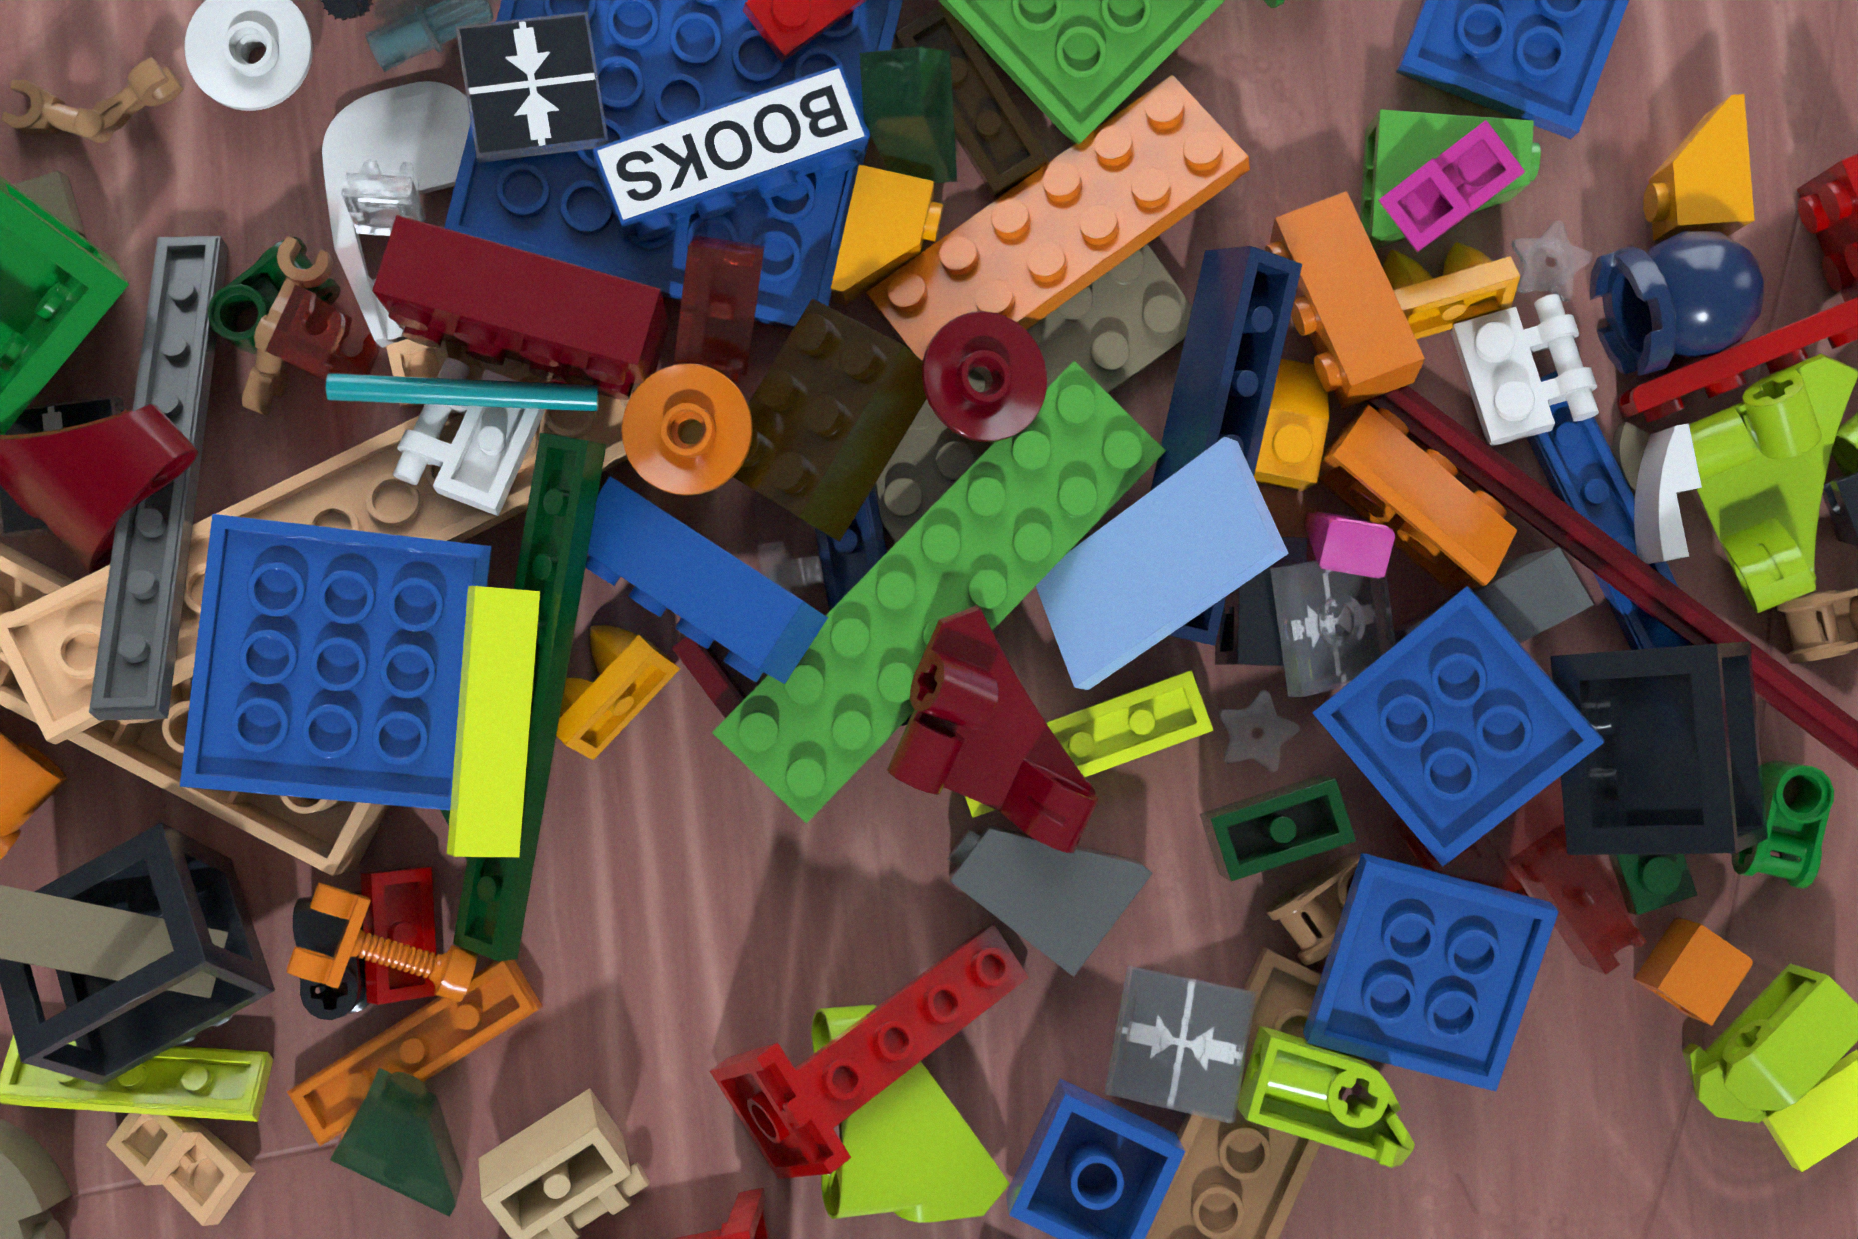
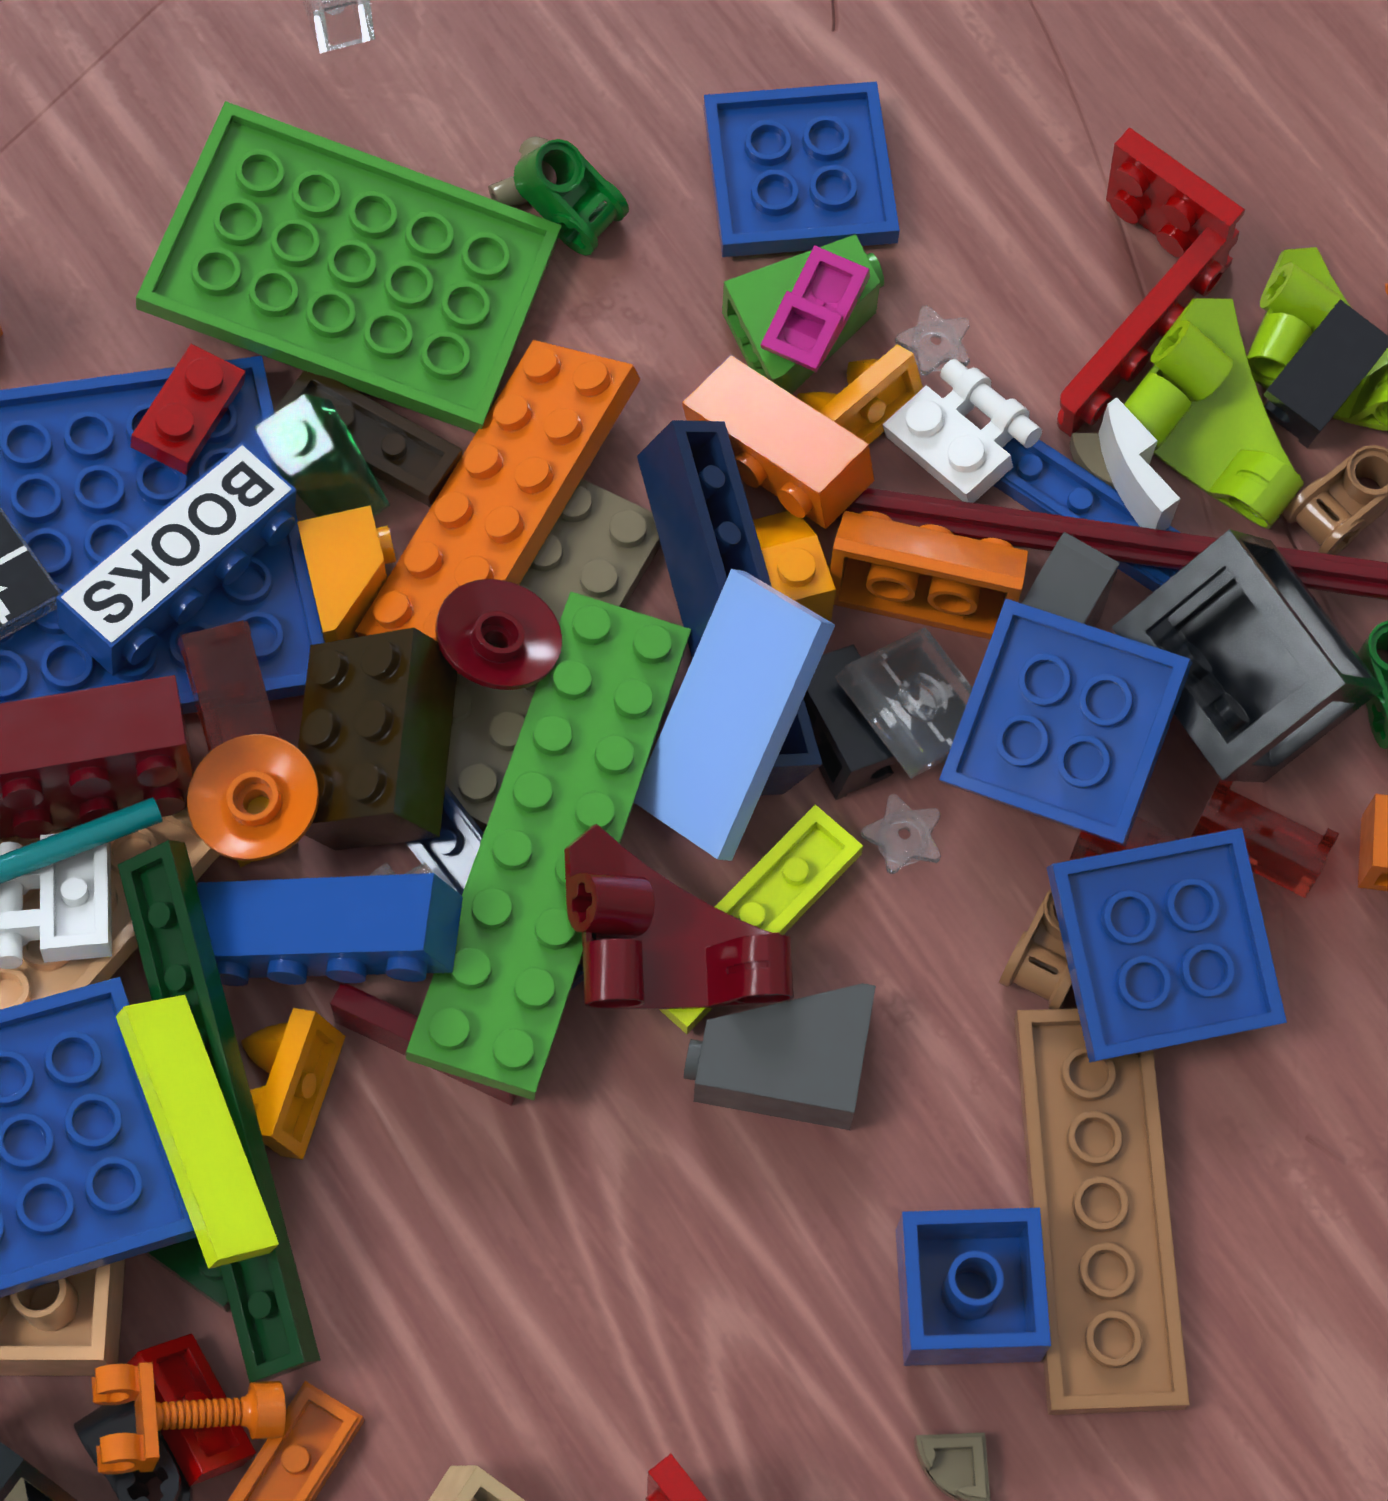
camera: 30 degrees left, 20 degrees down
(796, 1108) = (648, 1356): red bracket -> none
(906, 1148) = (777, 1343): lime panel -> none
(1181, 1043) = (987, 1132): clear tile -> none
(1277, 827) = (964, 896): dark green brick -> none
(1298, 1089) = (1113, 1112): lime piece -> none
(1349, 544) = (889, 616): dark pink slope -> none
(1652, 880) = (1317, 787): dark green plate -> none
(1676, 299) = (1051, 315): dark blue tile -> none
(1705, 178) = (1025, 223): light orange slope -> none

